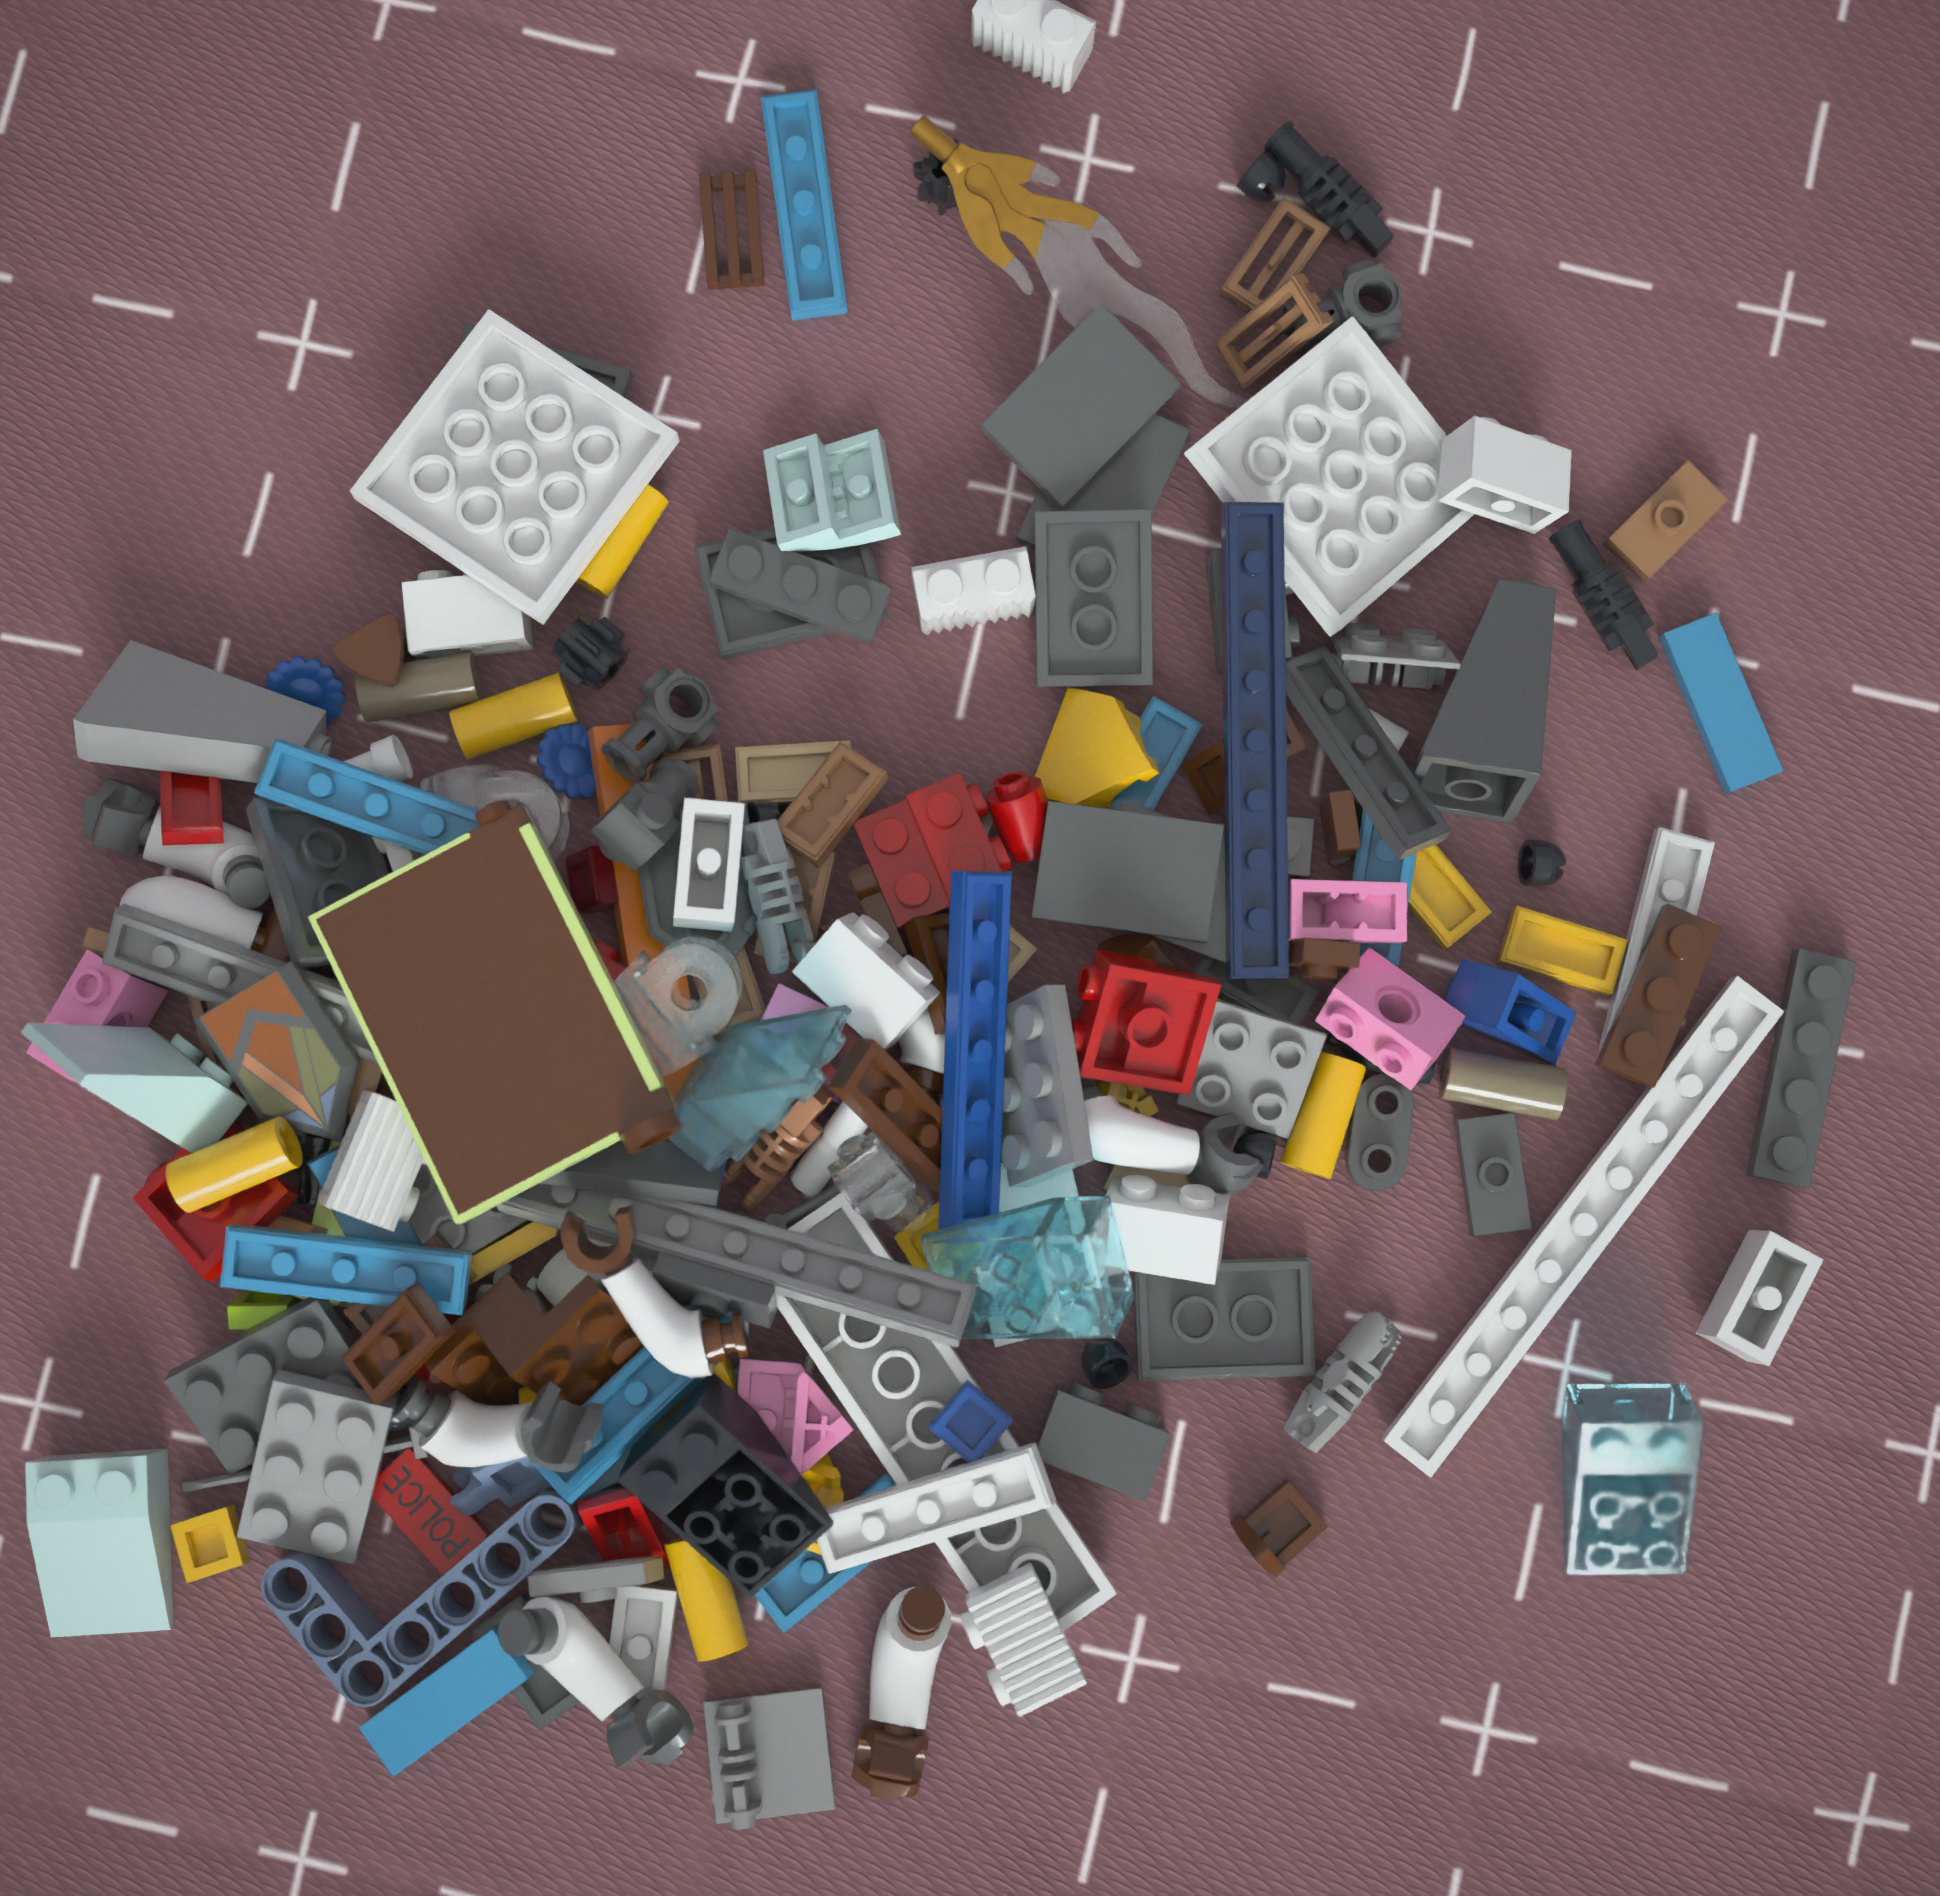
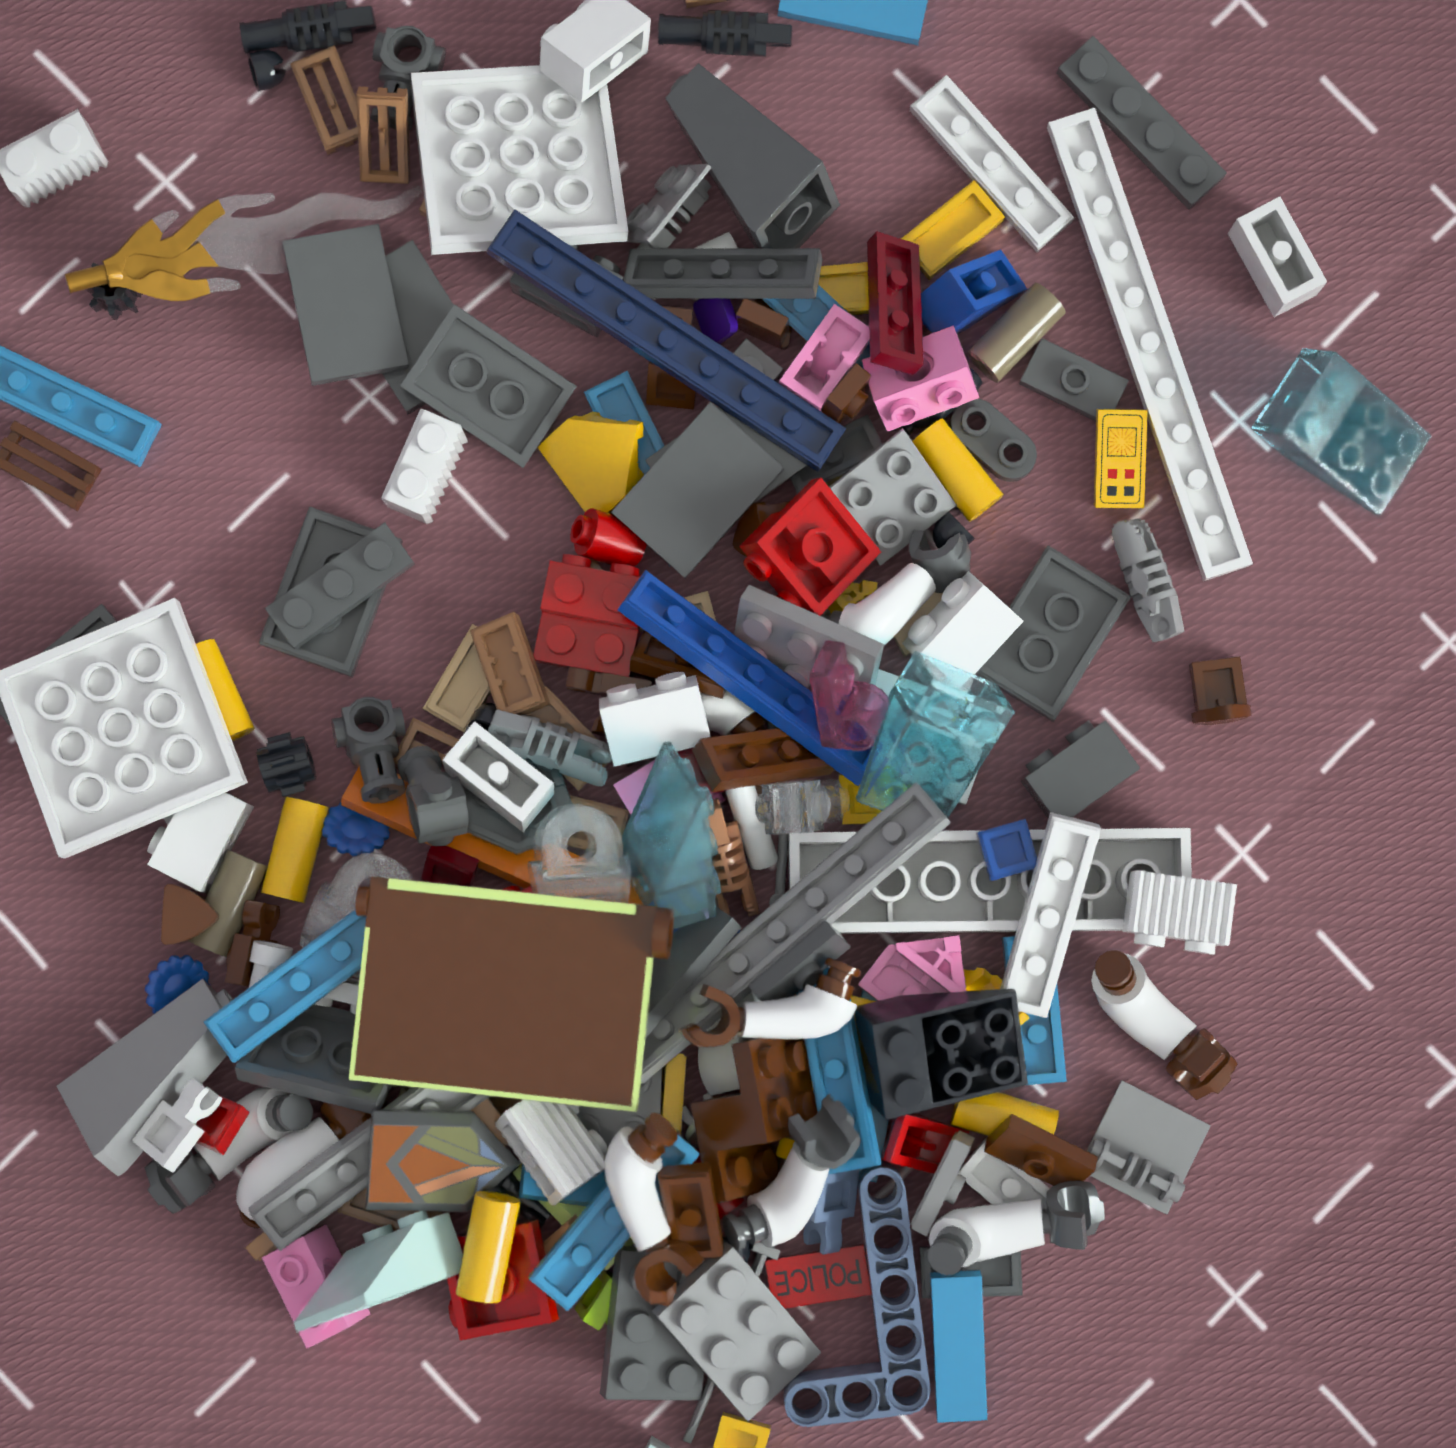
camera: 50 degrees left, 0 degrees up
(155, 776) = (172, 1128): none -> white plate
(389, 1260) = (631, 1176): none -> piece
(416, 730) = (258, 922): none -> reddish brown plate
(690, 1655) = (1039, 1152): none -> reddish brown plate
(831, 492) = (286, 520): light aqua slope -> none
(1003, 1164) = (846, 709): none -> clear pink plate
(1110, 1373) = (1037, 734): black hinge -> none
(1312, 777) = (716, 318): none -> dark purple piece
(1446, 1272) = (1120, 458): none -> yellow tile
(1447, 942) = (894, 303): none -> dark red plate
(1540, 863) = (880, 204): black hinge -> none
(1658, 996) = (1026, 185): reddish brown plate -> none

